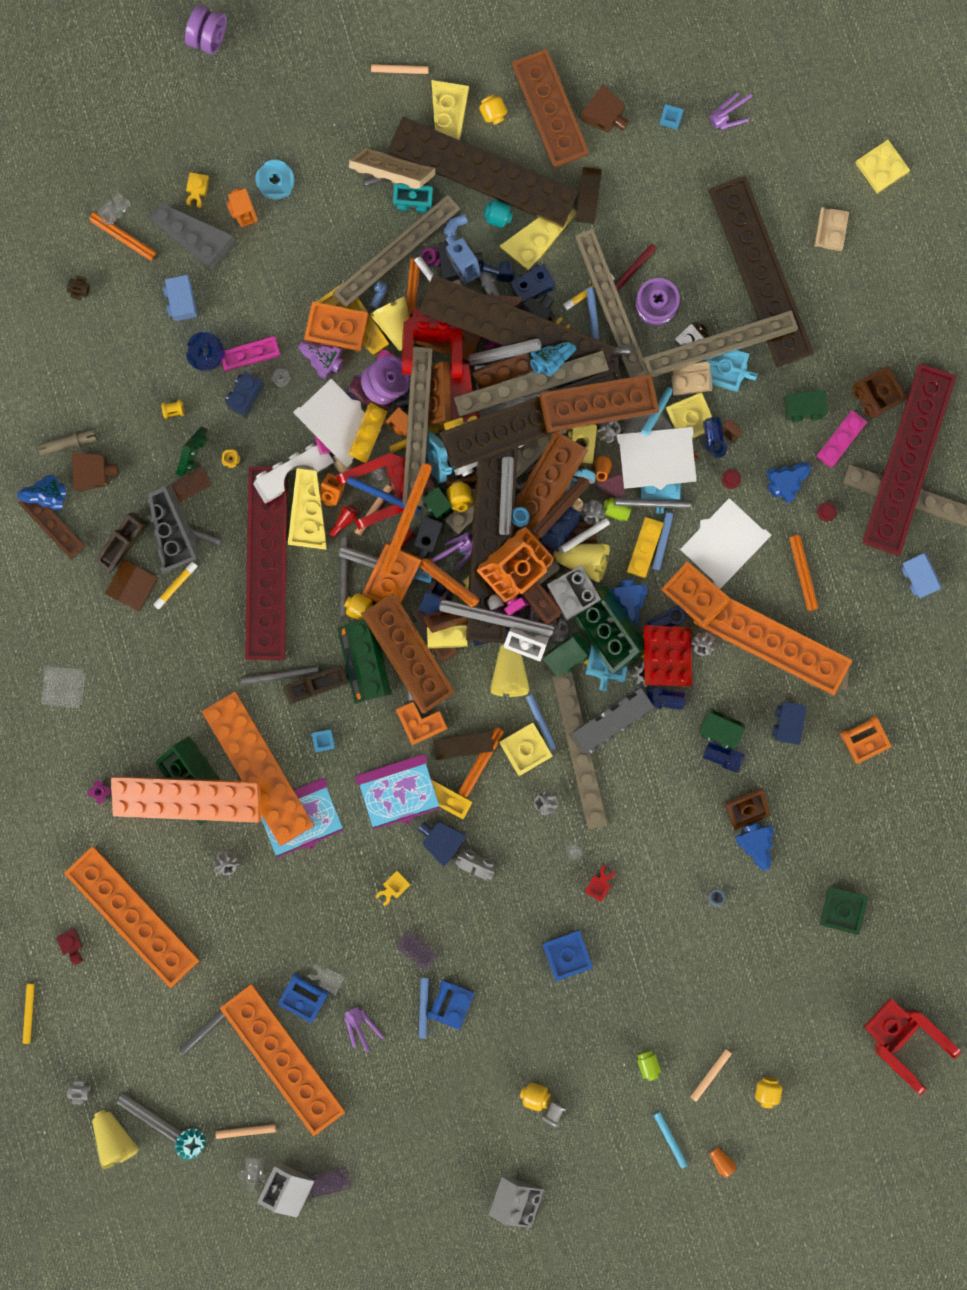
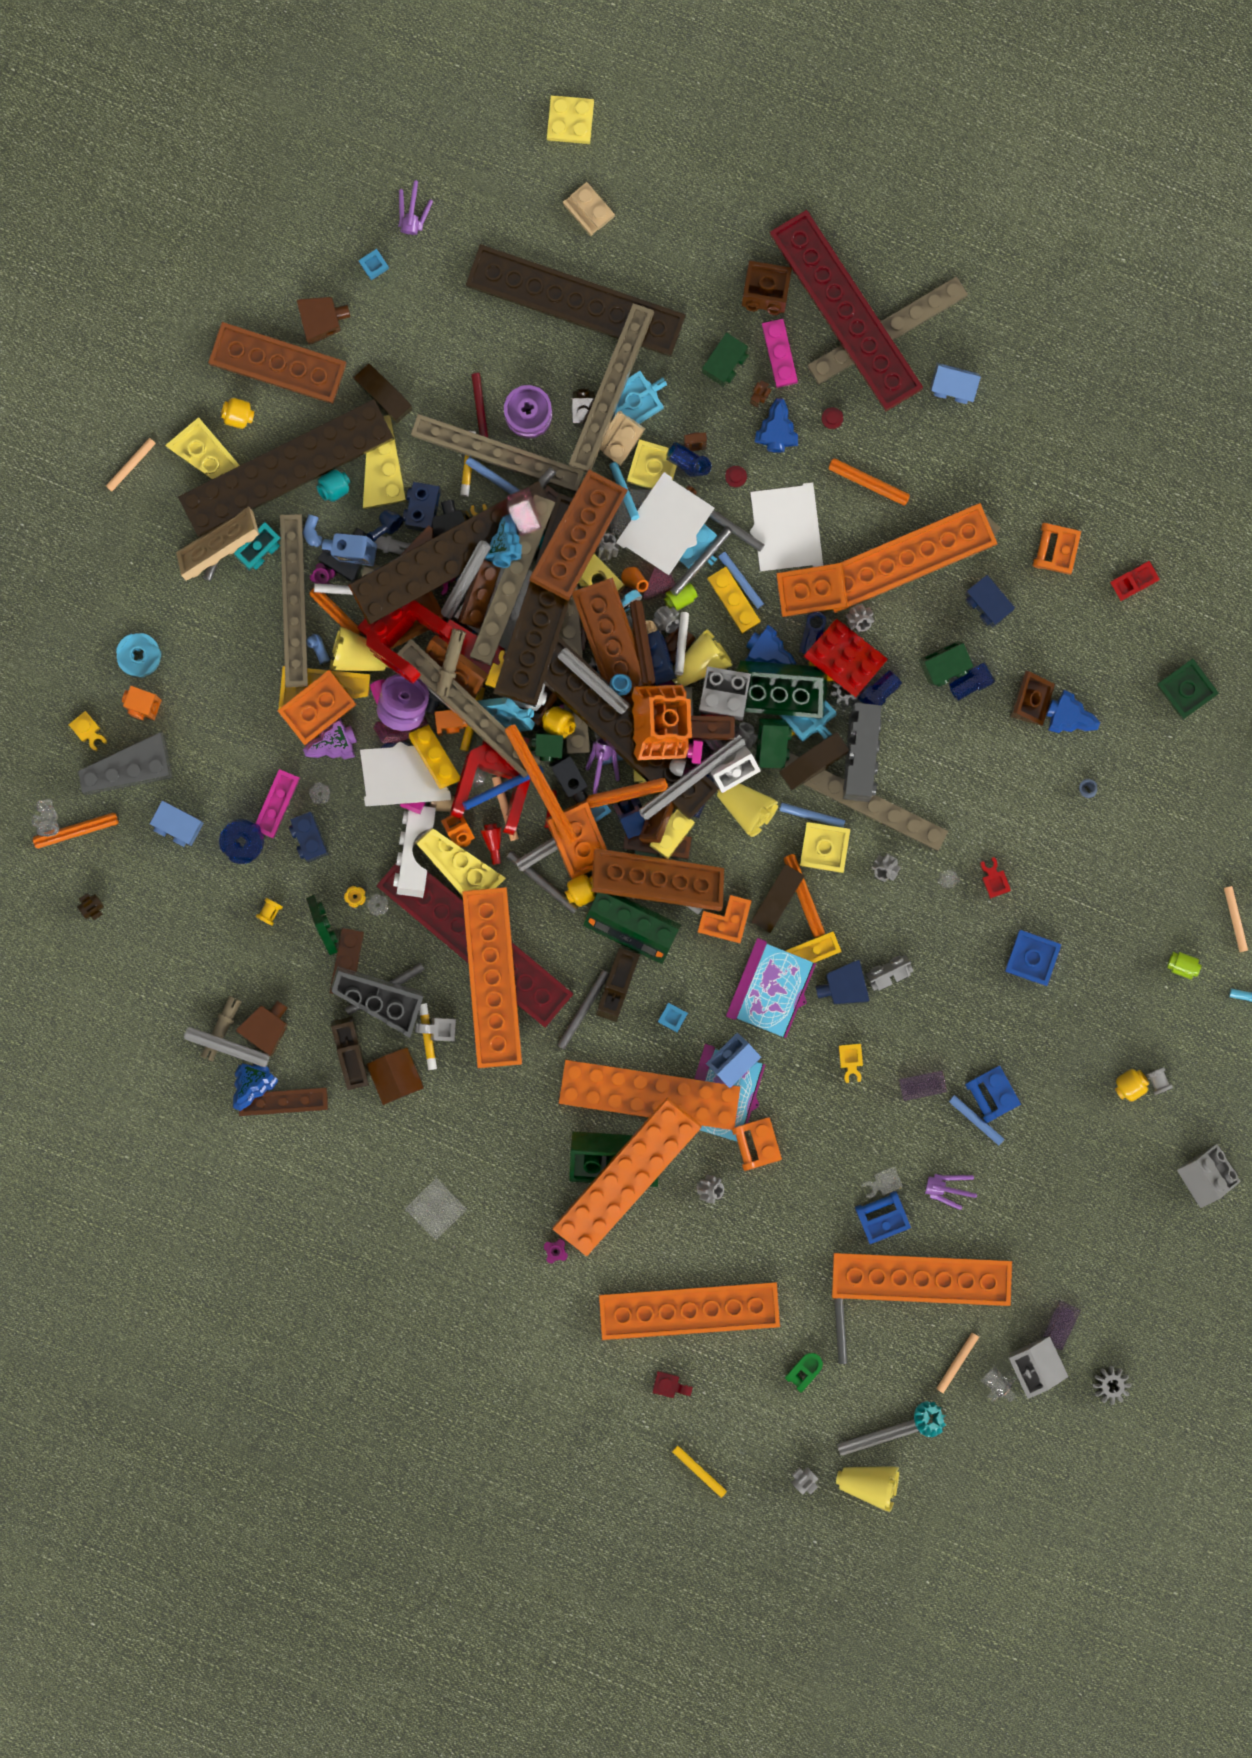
camera: 55 degrees left, 0 degrees up
(56, 455) = (226, 1046): none -> light grey axle
(161, 1030) = (811, 1365): none -> green plate
(186, 589) = (441, 1029): none -> light grey plate
(237, 473) = (371, 904): none -> clear plate
(248, 595) = (492, 977): none -> orange plate
(288, 874) = (764, 1142): none -> orange plate
(319, 1260) = (1104, 1389): none -> light grey gear
(326, 806) = (733, 1060): none -> medium blue brick
(436, 387) = (448, 669): none -> dark tan pin
(578, 693) = (814, 761): none -> dark brown slope
(583, 352) = (523, 511): none -> clear pink slope
(694, 510) = (737, 530): none -> flat silver bar
(802, 449) = (760, 394): none -> reddish brown plate
(888, 812) = (1135, 581): none -> red slope

